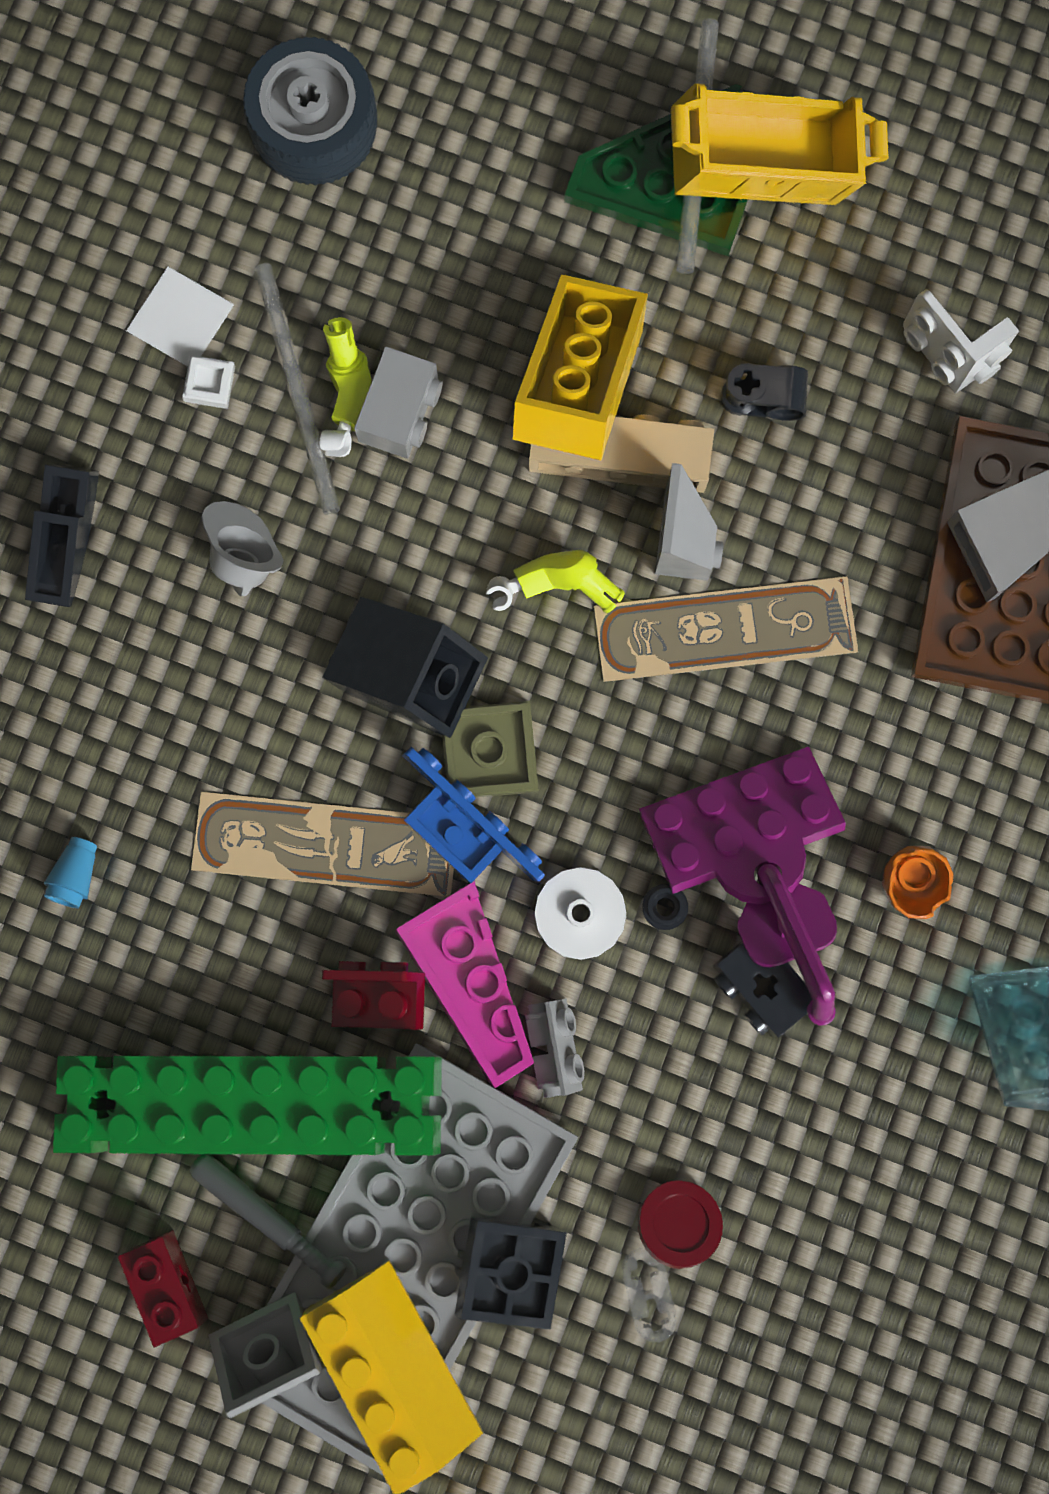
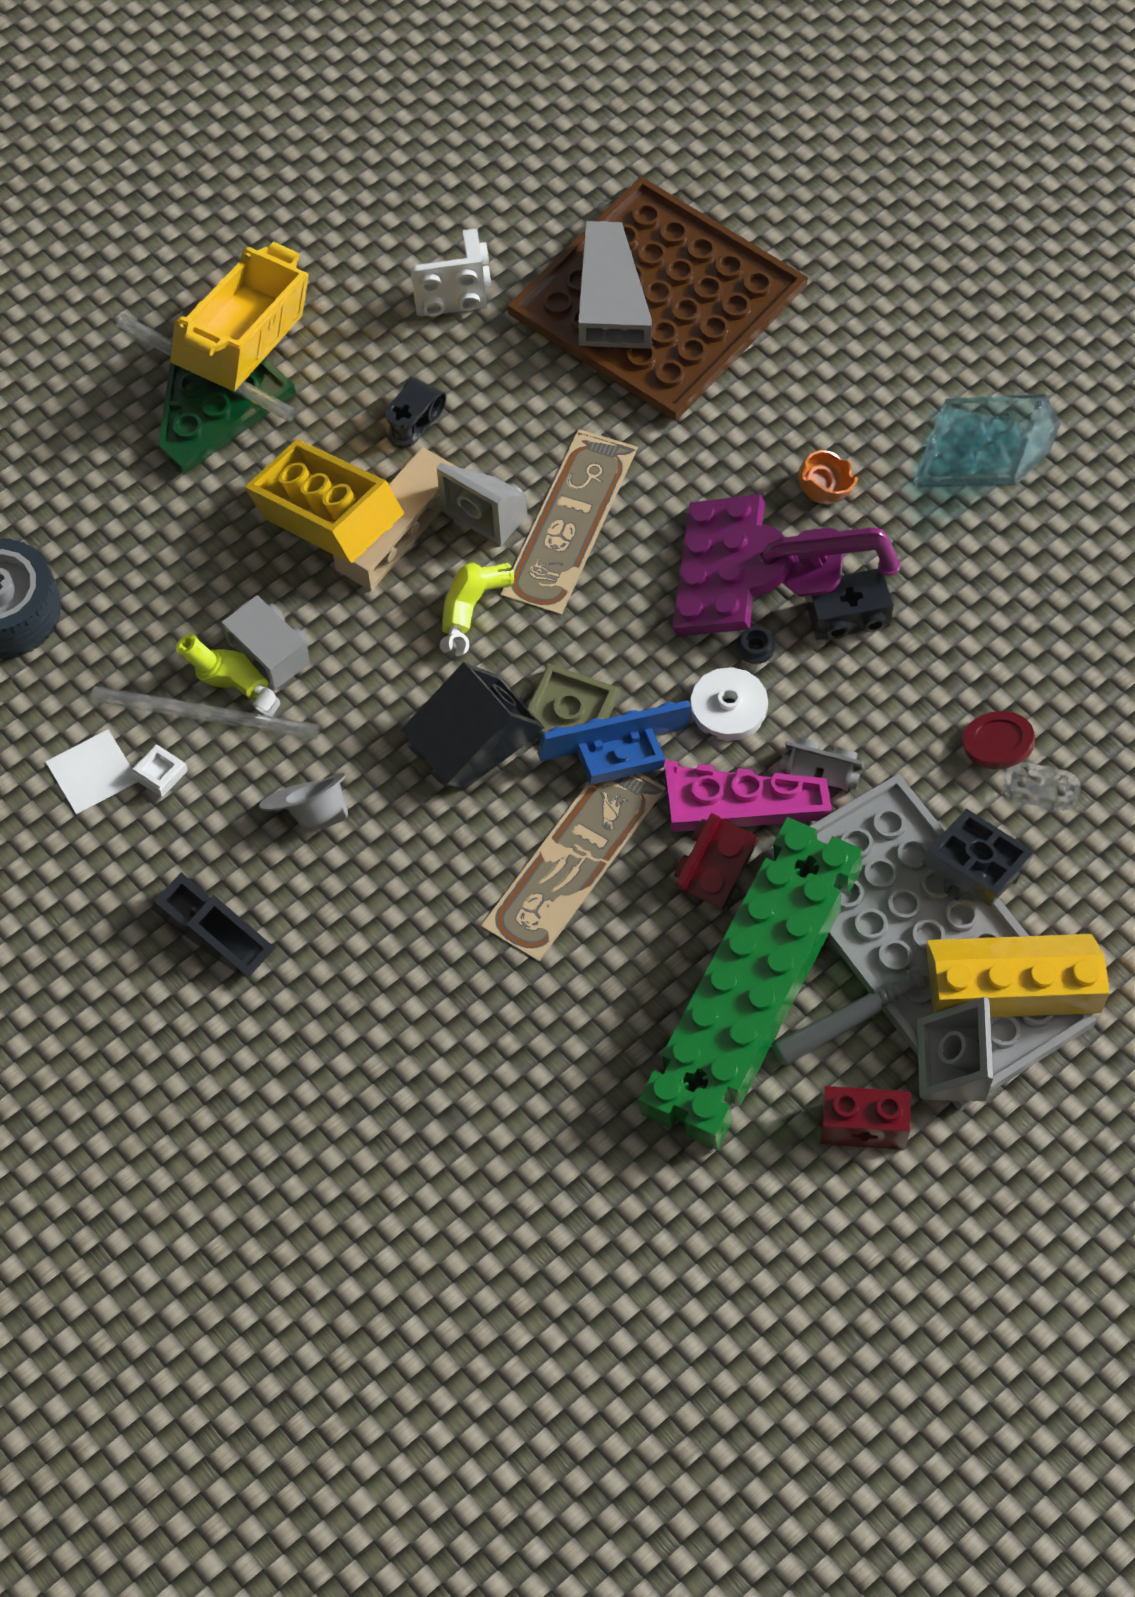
camera: 60 degrees left, 20 degrees down
(72, 874) = (496, 1044): dark azure cone -> none

